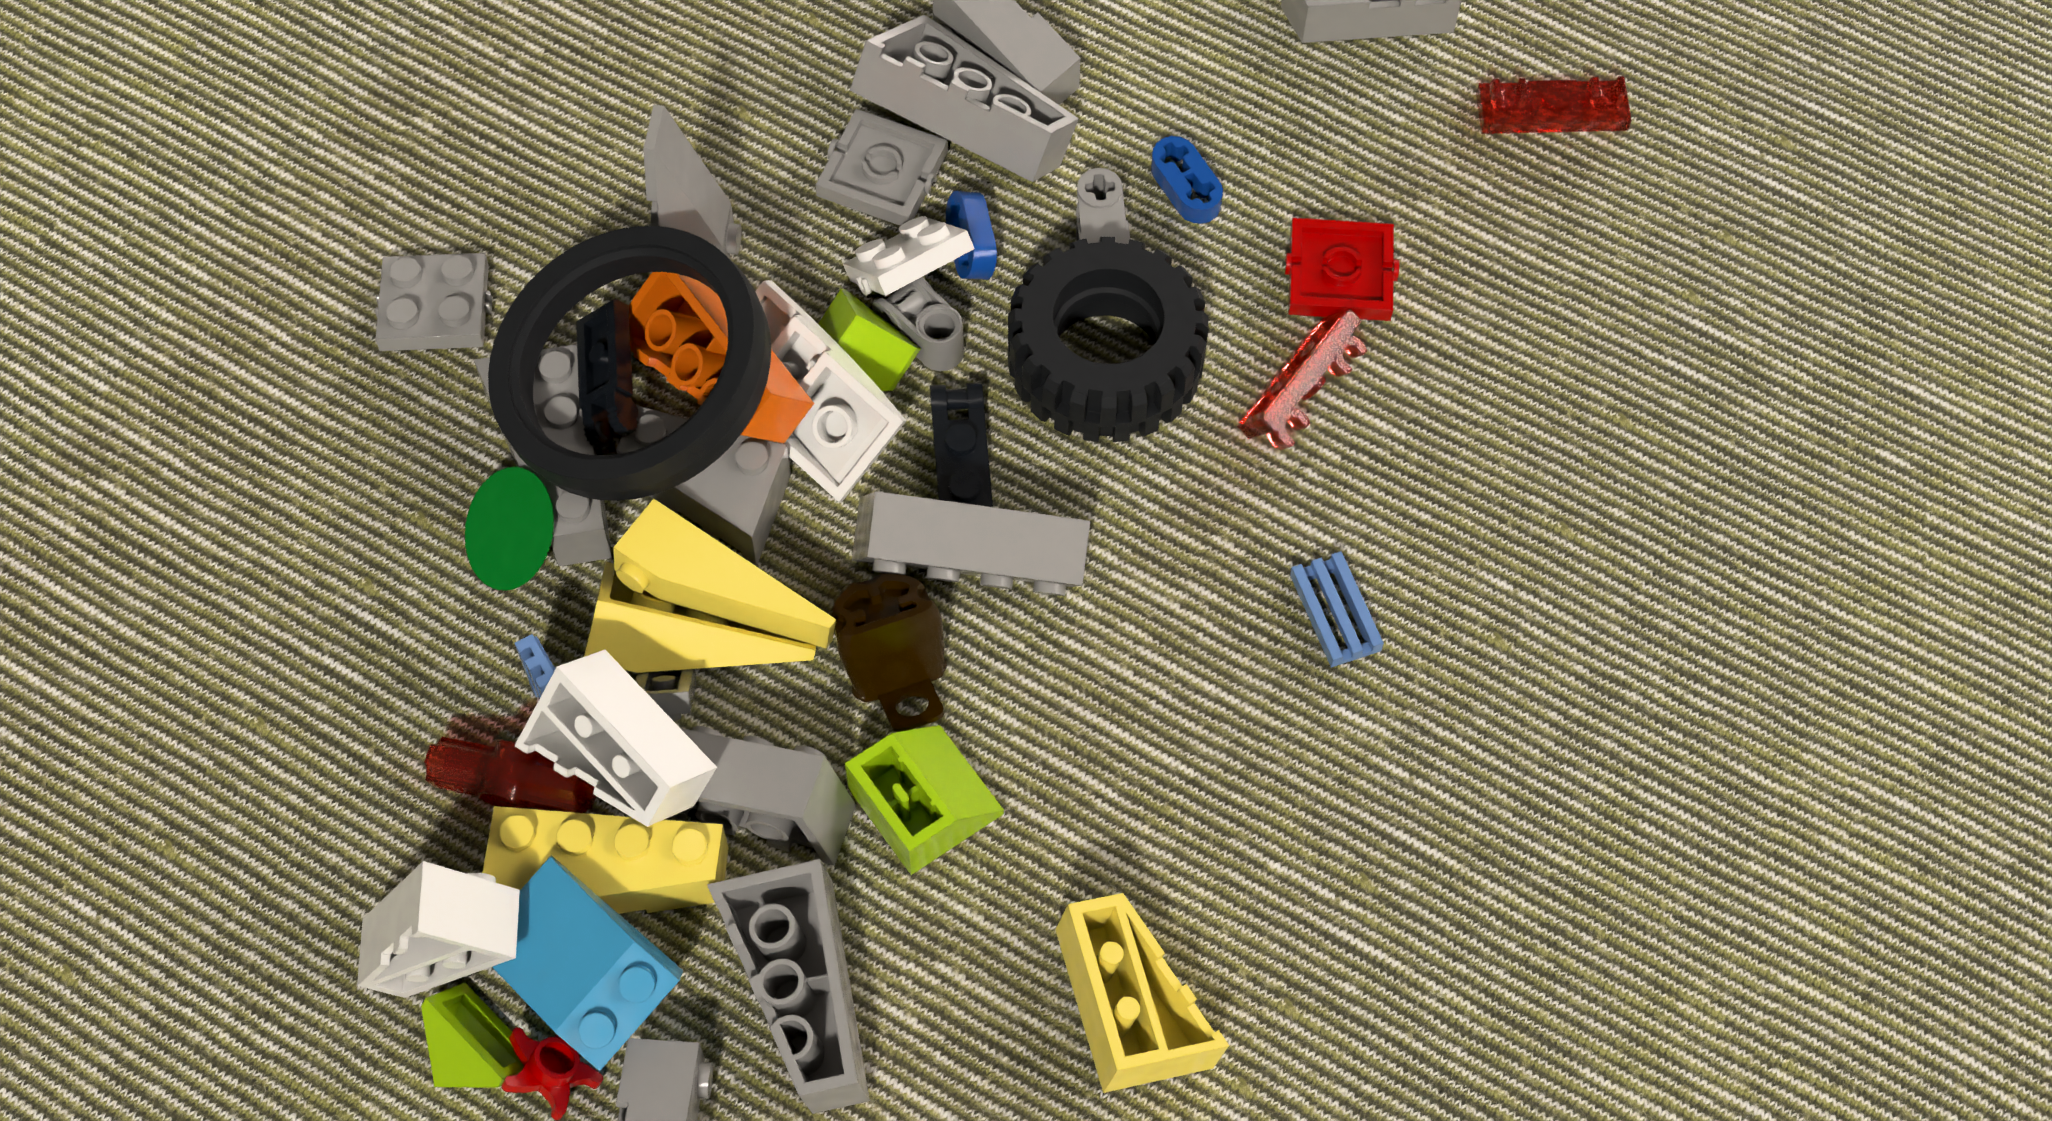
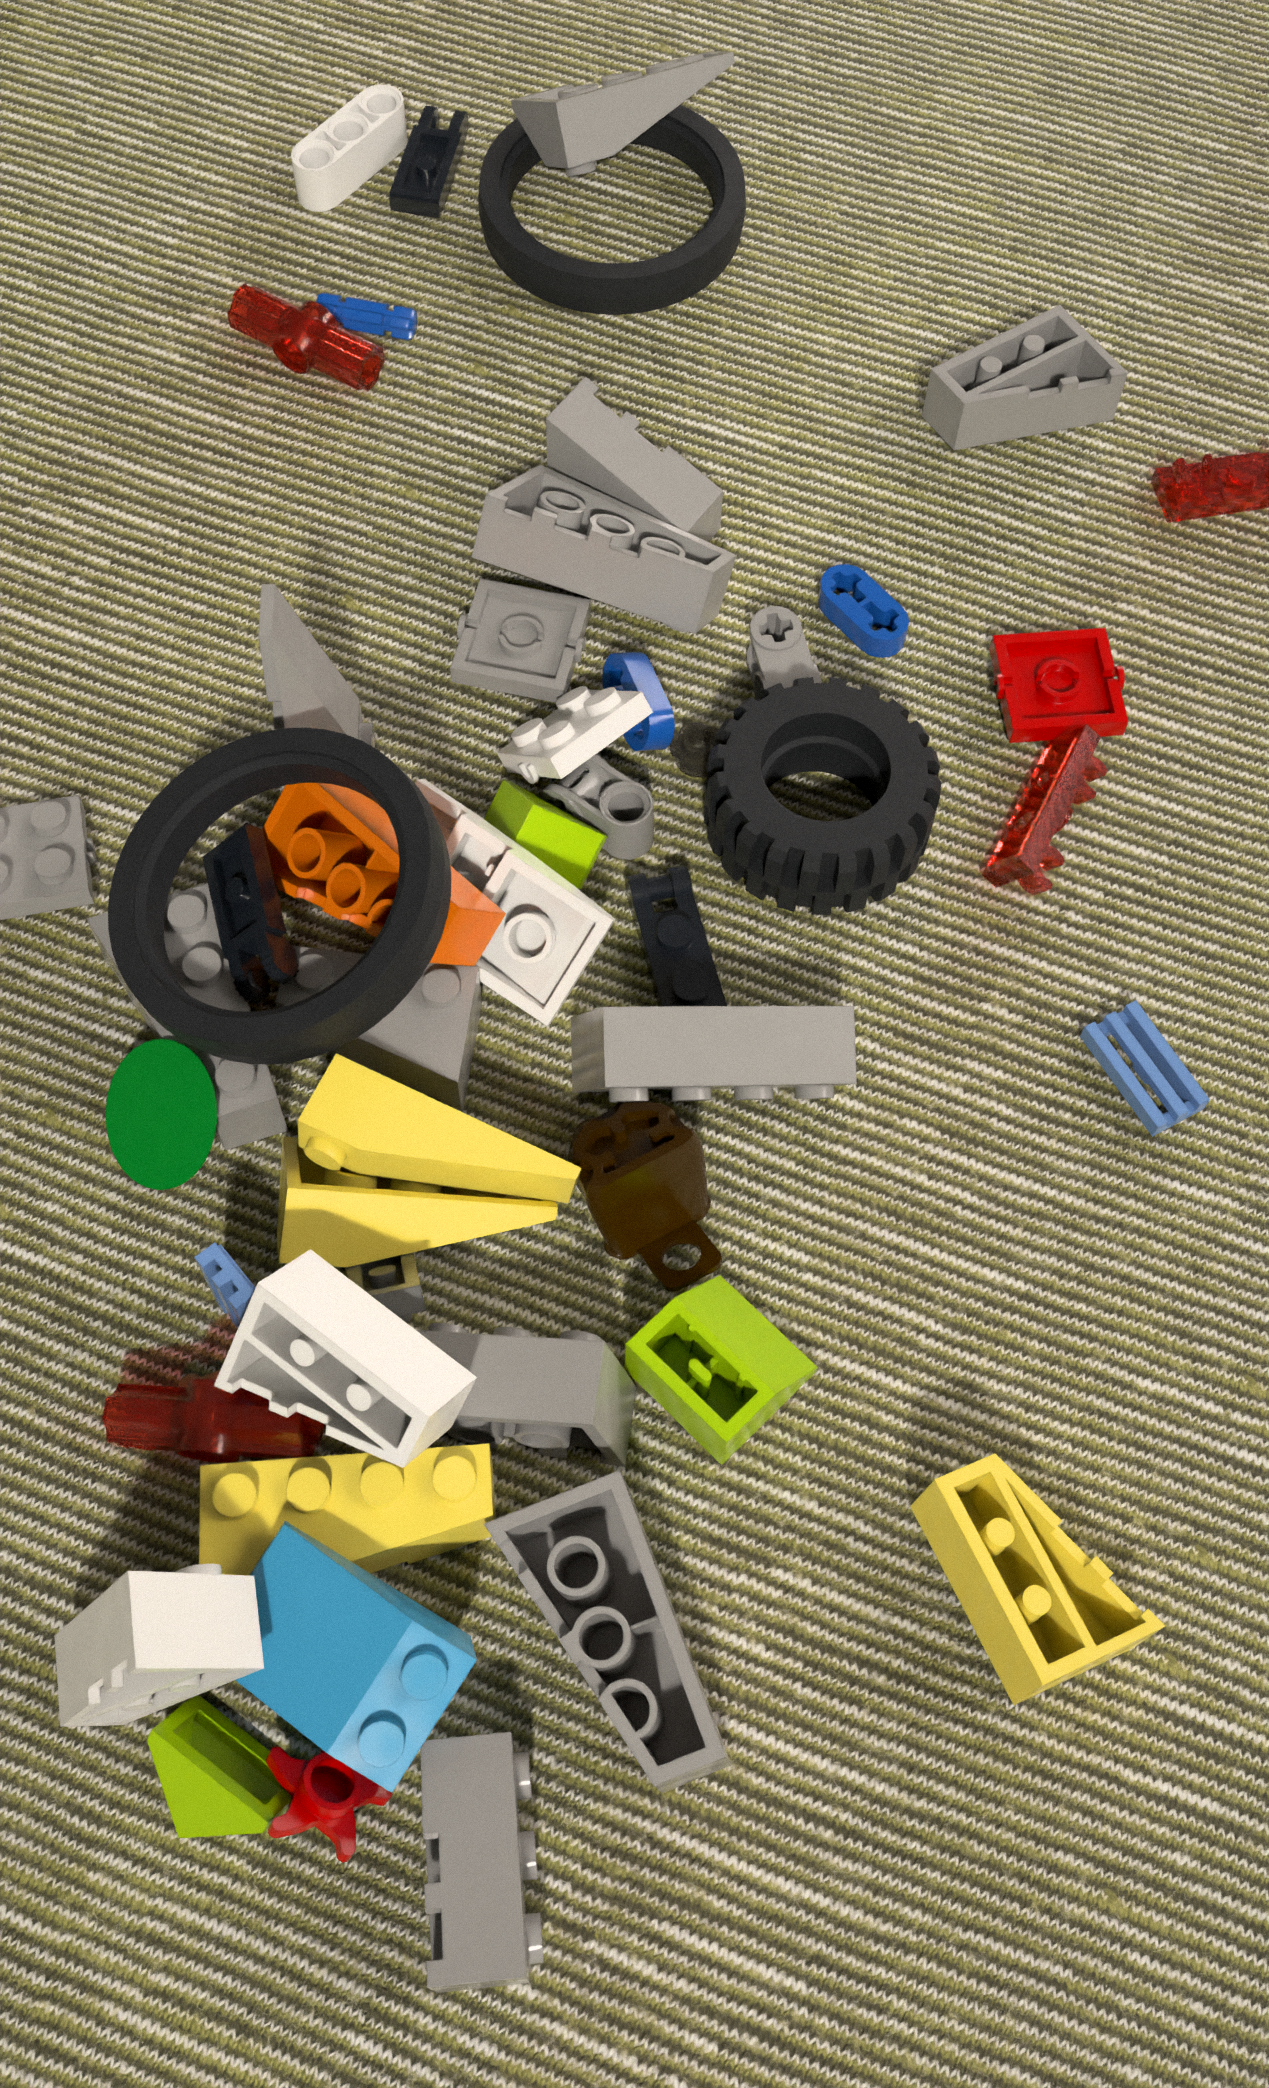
camera: 10 degrees left, 0 degrees up
(1002, 280) = (690, 759): none -> clear smoke plate

